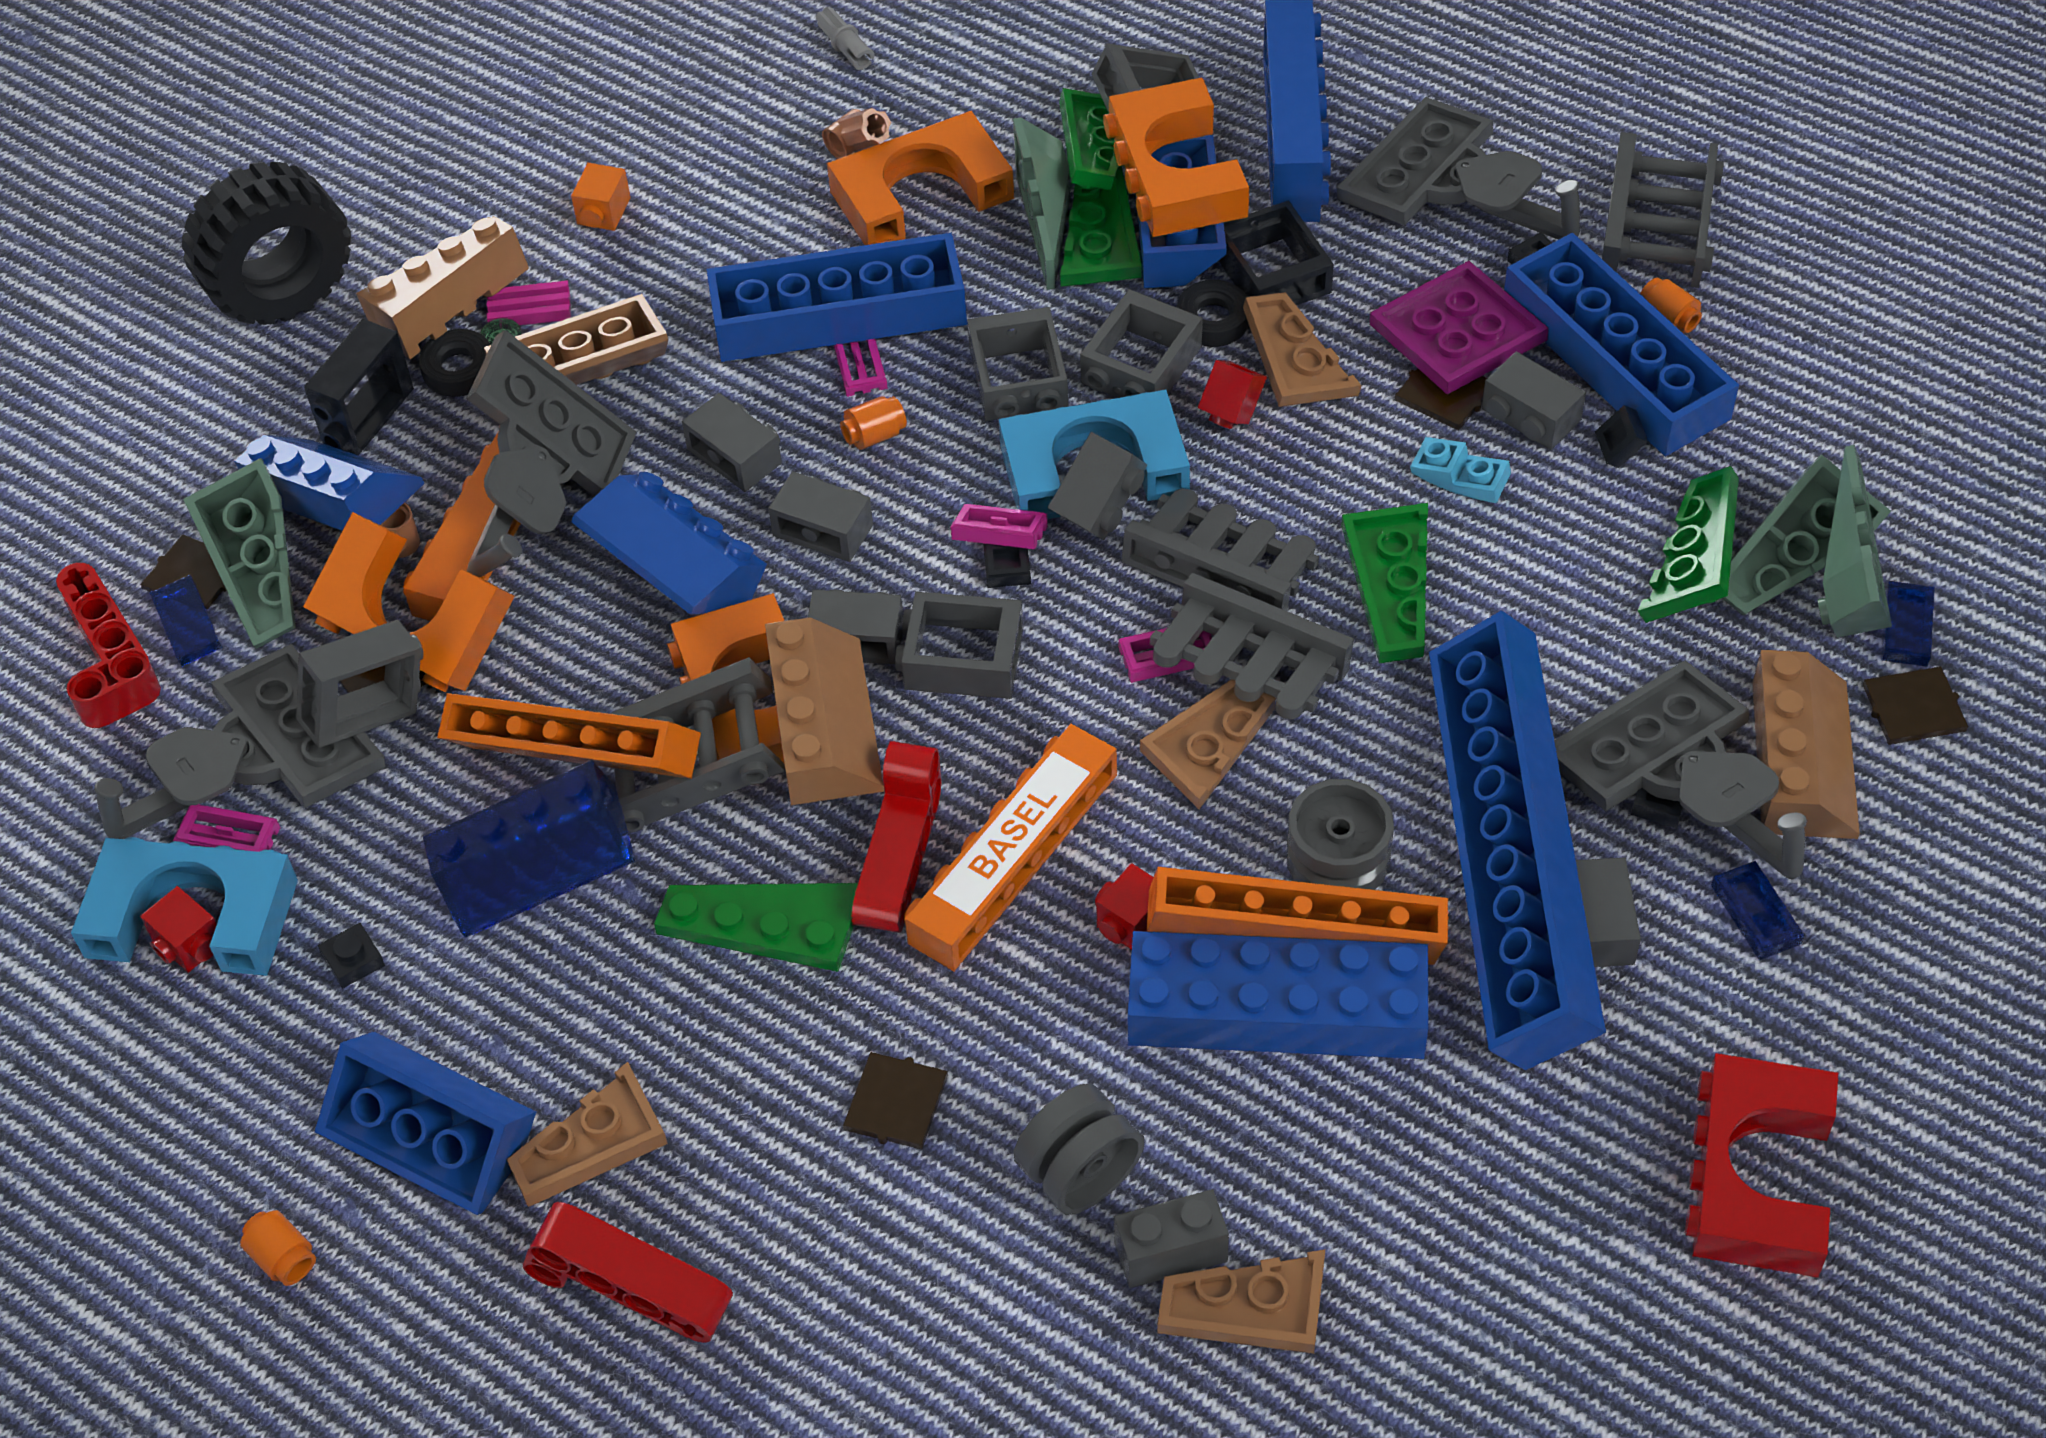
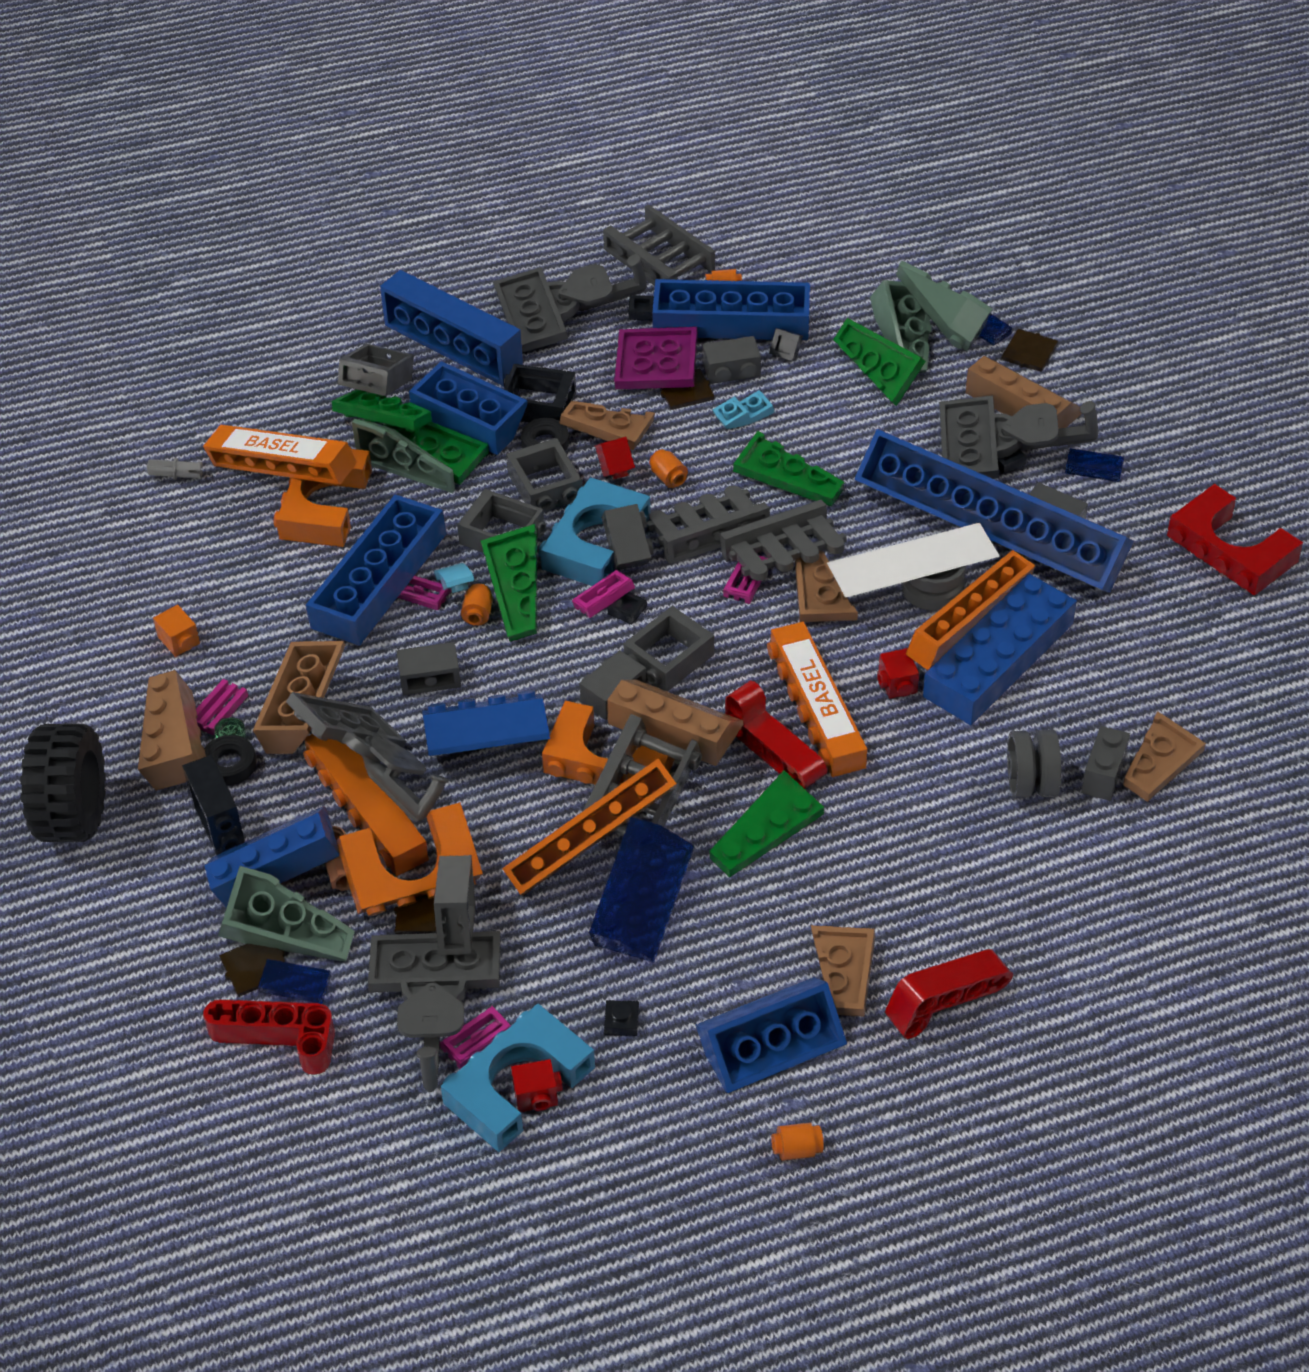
camera: 55 degrees left, 5 degrees down
(821, 516) = (522, 659): dark grey brick -> none
(856, 131) = (257, 499): nougat piece -> none
(888, 371) = (454, 577): none -> medium azure slope
(895, 1100) = (926, 831): dark brown piece -> none
(925, 99) = (280, 454): none -> orange brick
(933, 423) = (513, 573): none -> green wing
(1167, 195) = (473, 397): orange arch -> none
(1273, 457) = (668, 468): none -> orange brick
(1320, 798) = (912, 559): none -> white sticker

